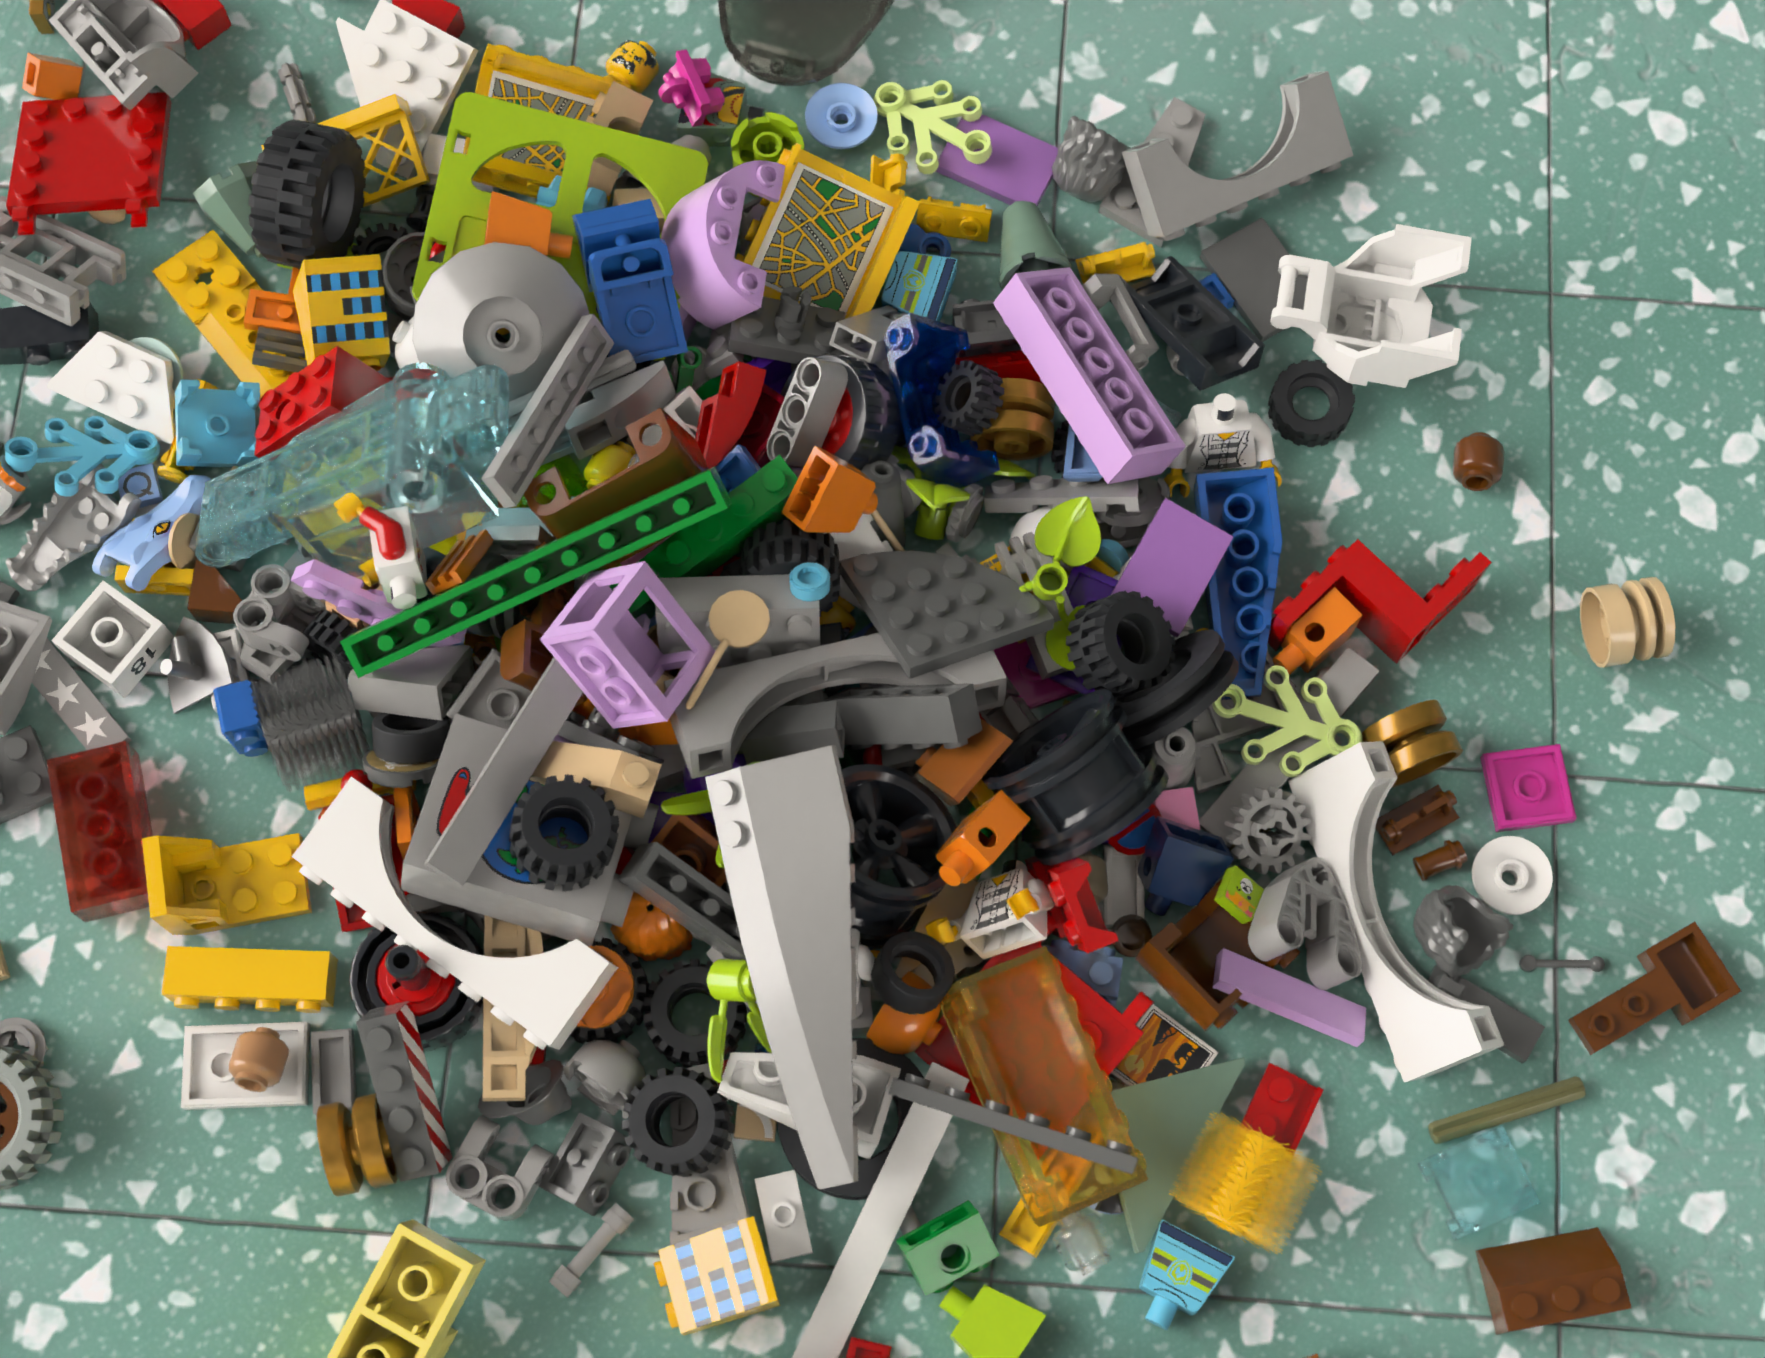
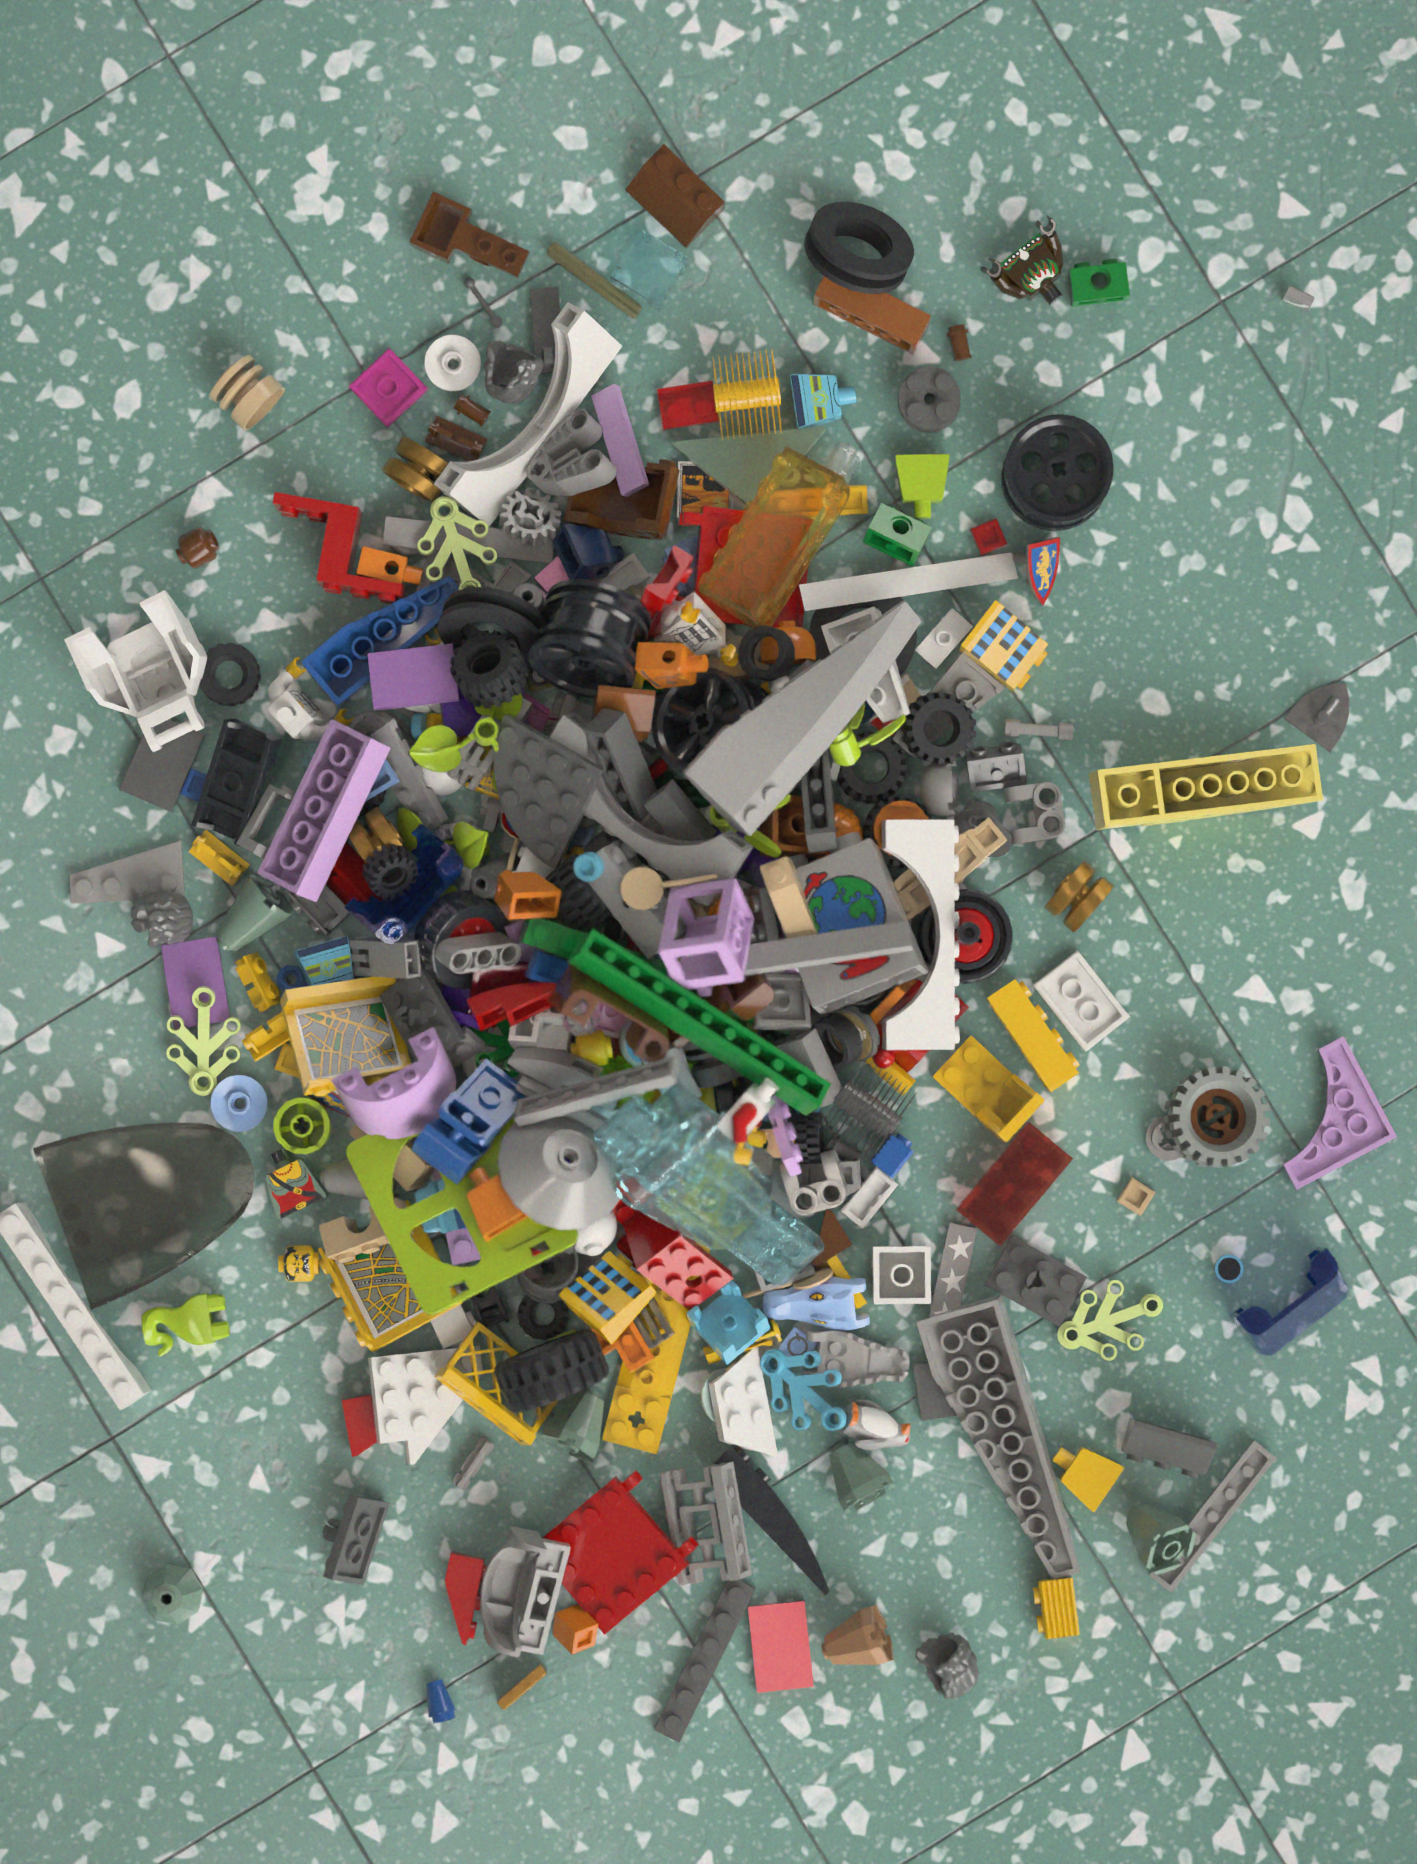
camera: 120 degrees left, 15 degrees up
(195, 665) = (880, 1216): flat silver shield -> none
(258, 1059) = (1073, 989): medium nougat head -> none
(333, 1068) = (1048, 949): light grey tile -> none
(404, 1091) = (1032, 891): dark grey brick -> none
(459, 562) = (724, 1083): orange tile -> none
(570, 801) = (821, 873): black tyre -> none
(686, 88) = (300, 1204): dark pink hips -> none
(1032, 1128) = (813, 549): dark grey plate -> none
(1132, 934) = (645, 555): dark brown tile -> none
(1239, 894) = (585, 506): lime tile -> none
(1307, 141) = (54, 794): light grey arch -> none

